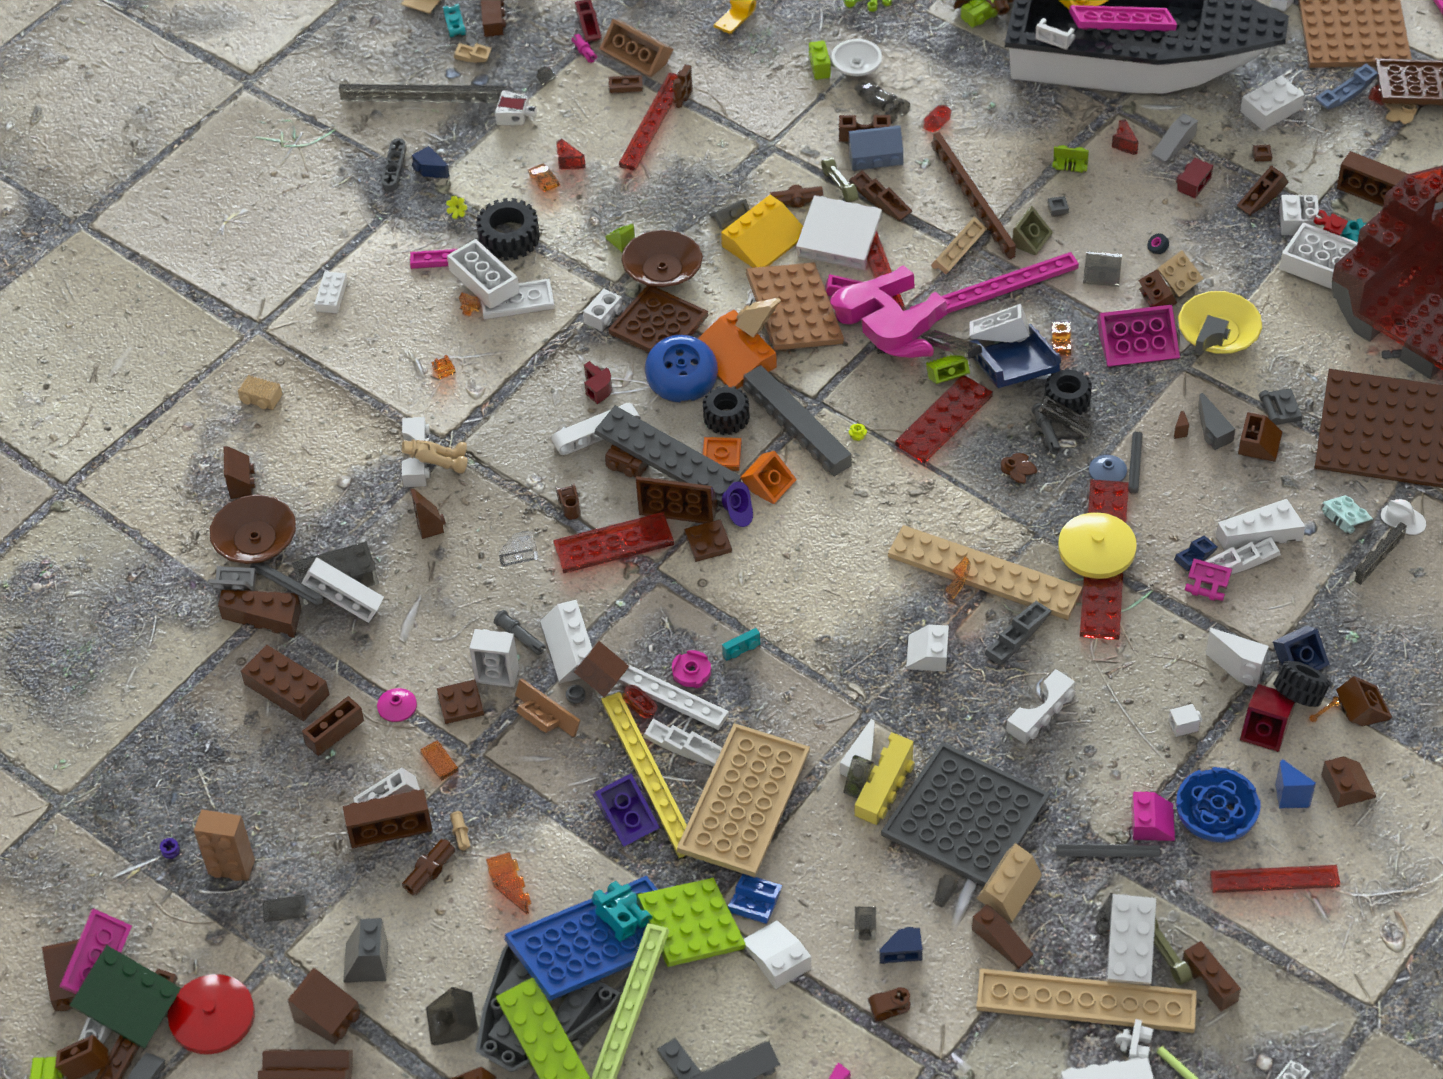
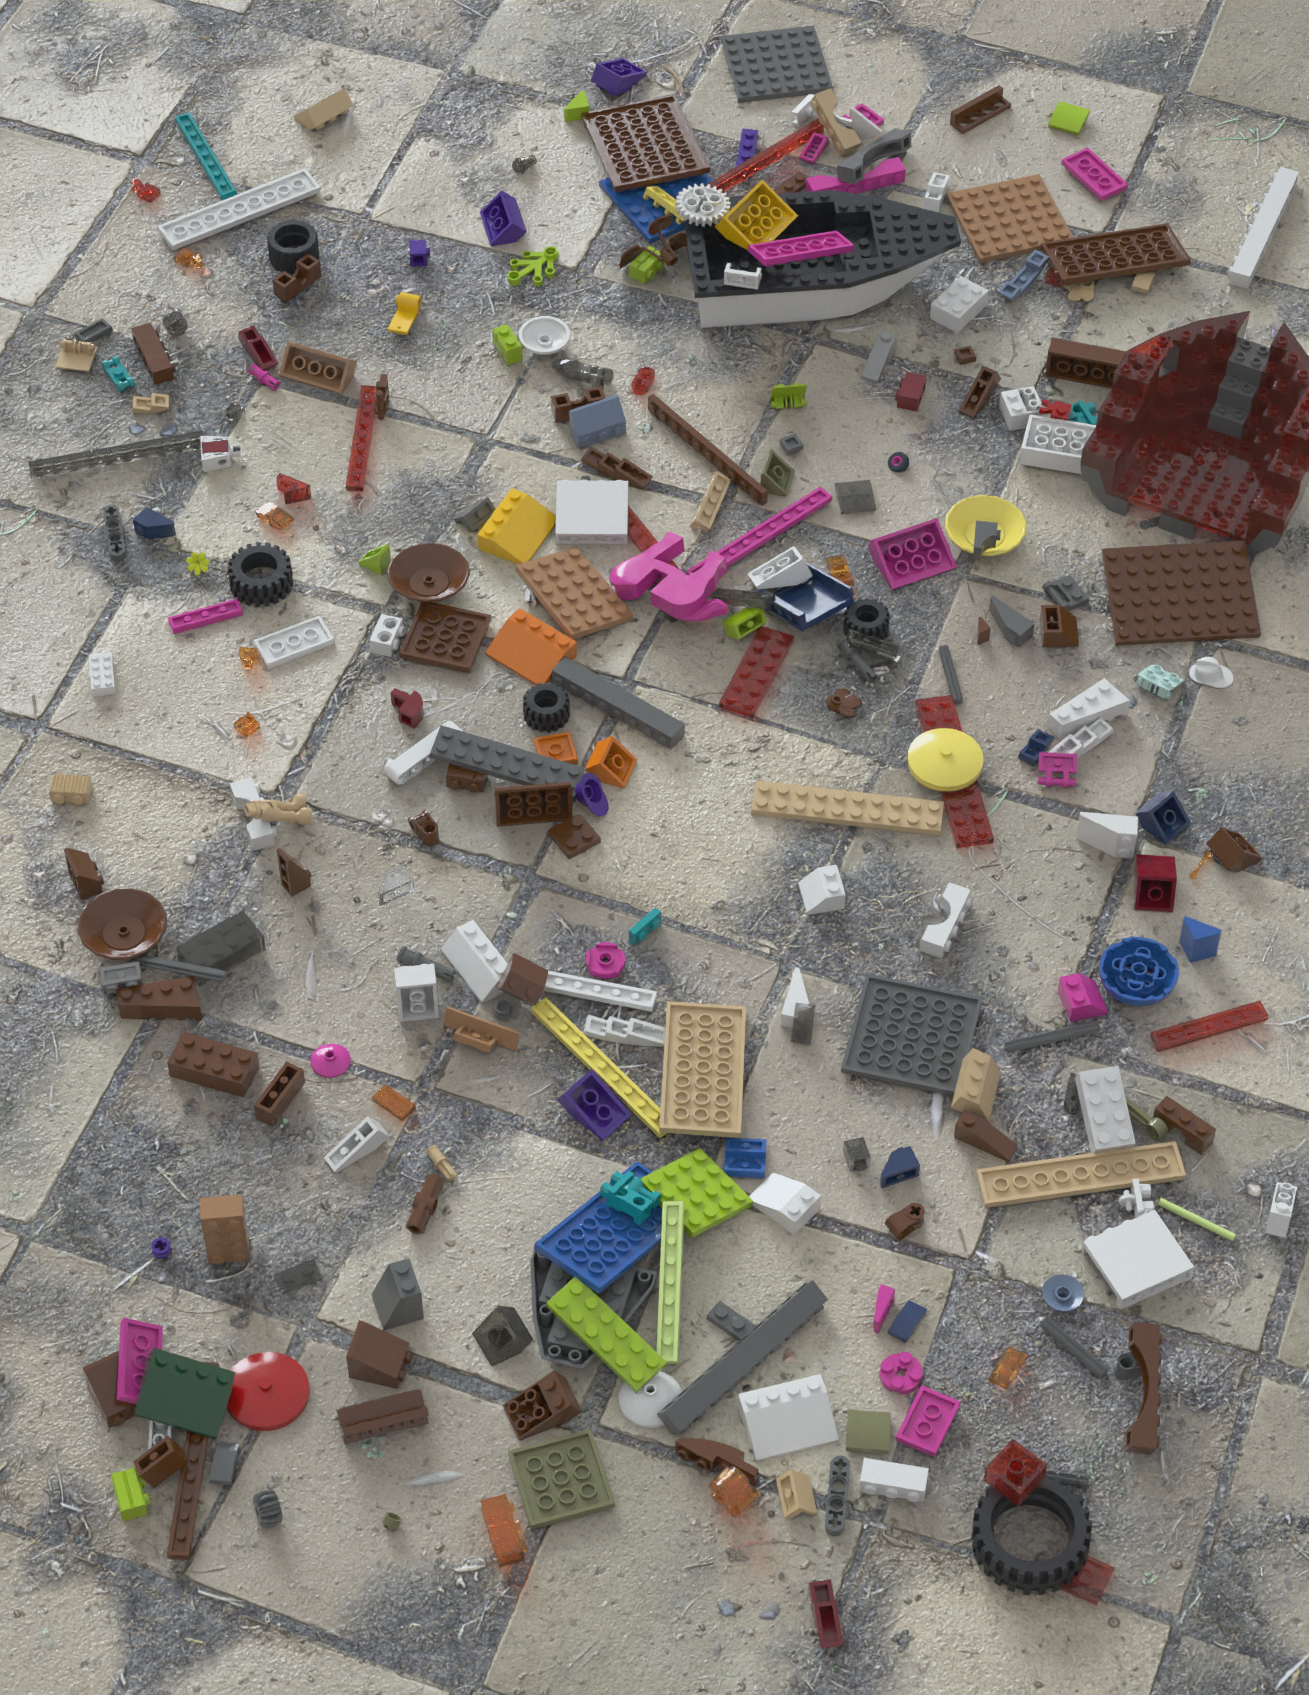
camera: 20 degrees left, 0 degrees up
(342, 590) = (239, 961): white brick -> none
(387, 818) = (369, 1167): reddish brown brick -> none
(460, 701) = (392, 1042): reddish brown plate -> none
(483, 273) = (255, 623): white brick -> none
(506, 880) = (505, 1197): clear orange slope -> none
(613, 542) = (484, 858): clear red plate -> none
(623, 84) = (320, 405): reddish brown plate -> none
(639, 701) = (568, 1002): clear red plate -> none
(683, 379) = (482, 692): blue brick -> none
(754, 317) = (547, 608): tan slope -> none
(797, 195) = (537, 484): reddish brown piece -> none
(836, 282) = (605, 563): dark pink slope -> none
(848, 190) = (587, 470): olive piece -> none
(857, 432) = (679, 701): neon yellow plate -> none
(885, 779) = (828, 1019): light yellow wedge -> none
(946, 888) = (918, 1104): clear smoke cone -> none
(961, 572) = (829, 814): clear orange slope -> none
(1020, 630) = (899, 857): dark grey slope -> none
(1108, 468) = (926, 686): sand blue dish -> none
(1125, 139) = (833, 366): clear red slope -> none
(1156, 290) = (915, 507): reddish brown brick -> none
(1180, 274) = (931, 487): tan hinge -> none
(1184, 720) = (1080, 902): white brick -> none
(1301, 683) = (1176, 844): black tyre -> none
(1346, 781) = (1242, 924): reddish brown slope -> none
(1383, 549) = (1204, 706): clear smoke plate -> none

